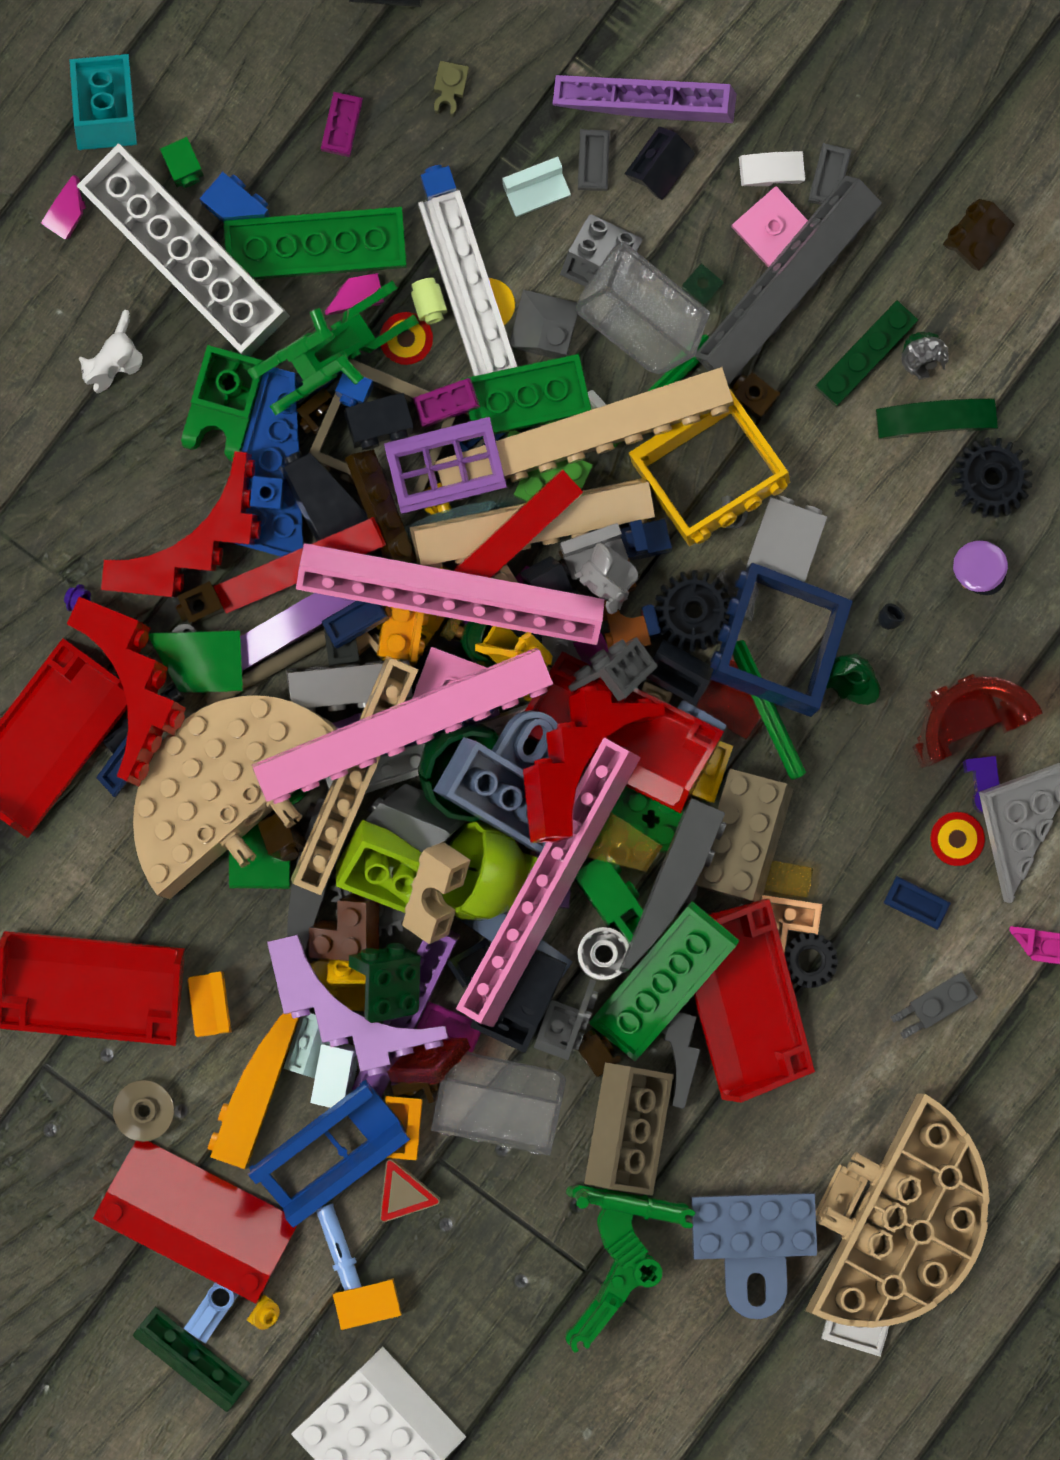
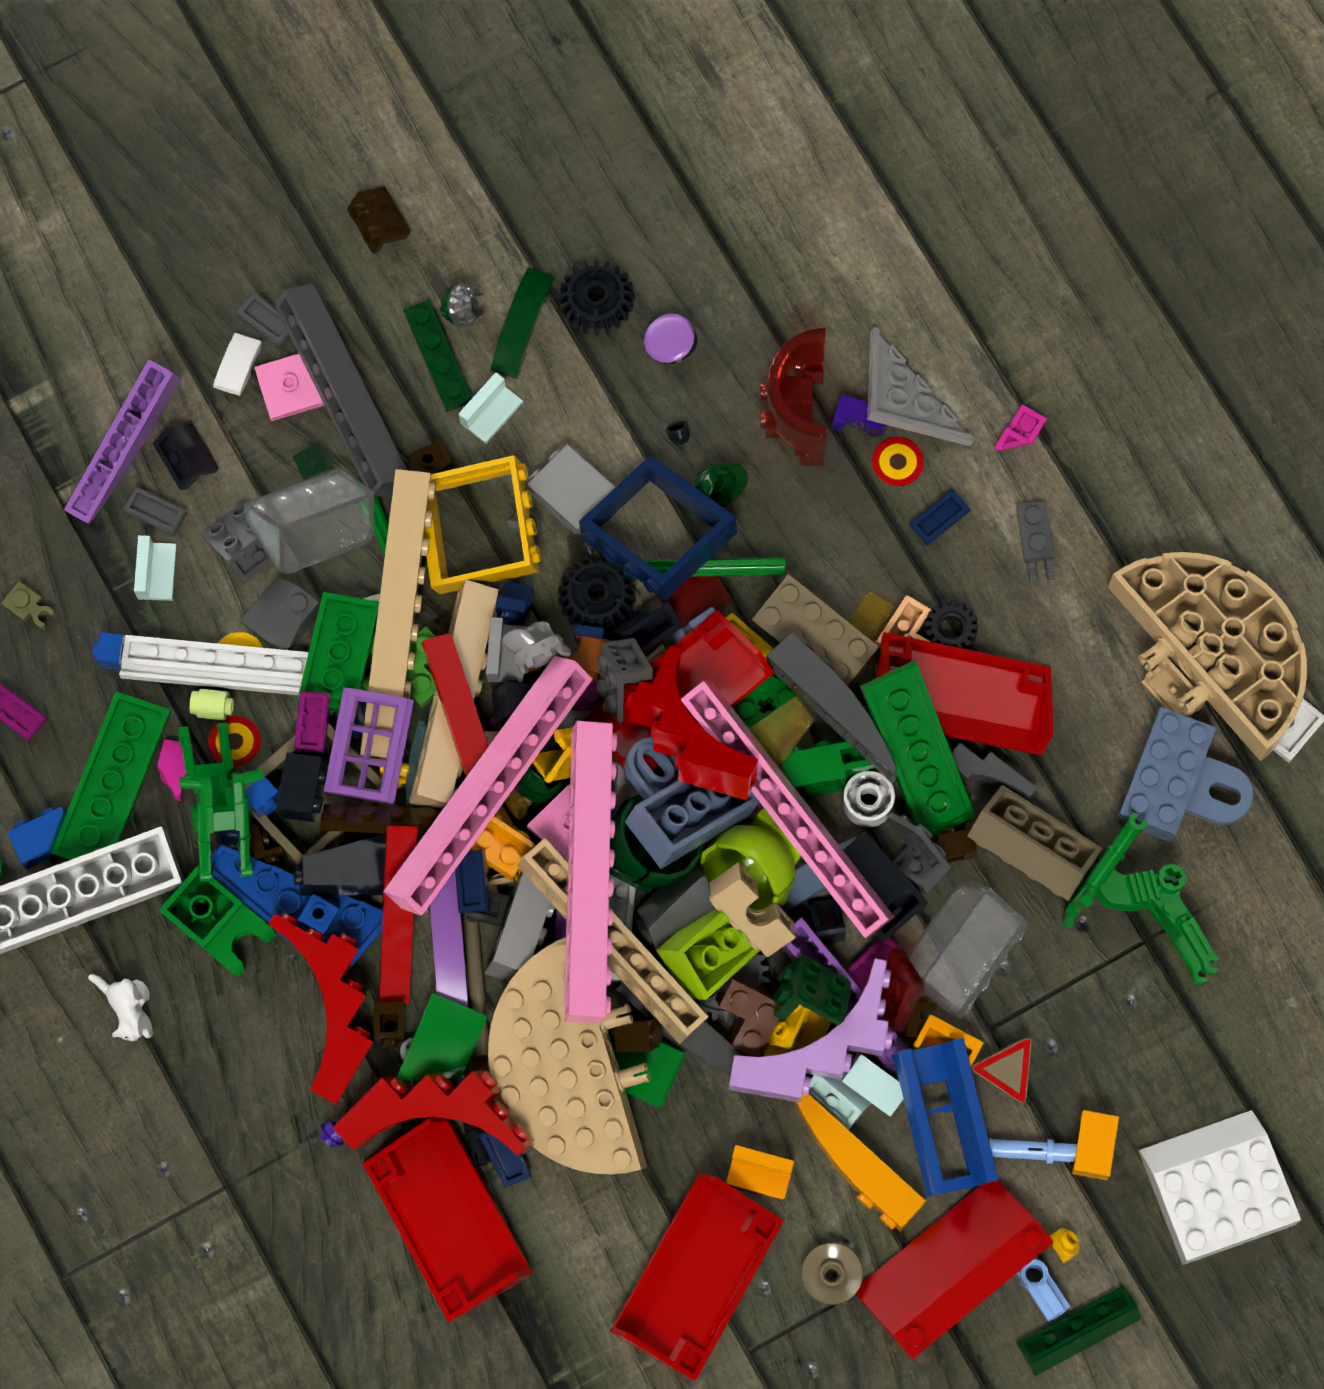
camera: 65 degrees left, 10 degrees down
(834, 427) = (489, 409): none -> light aqua panel

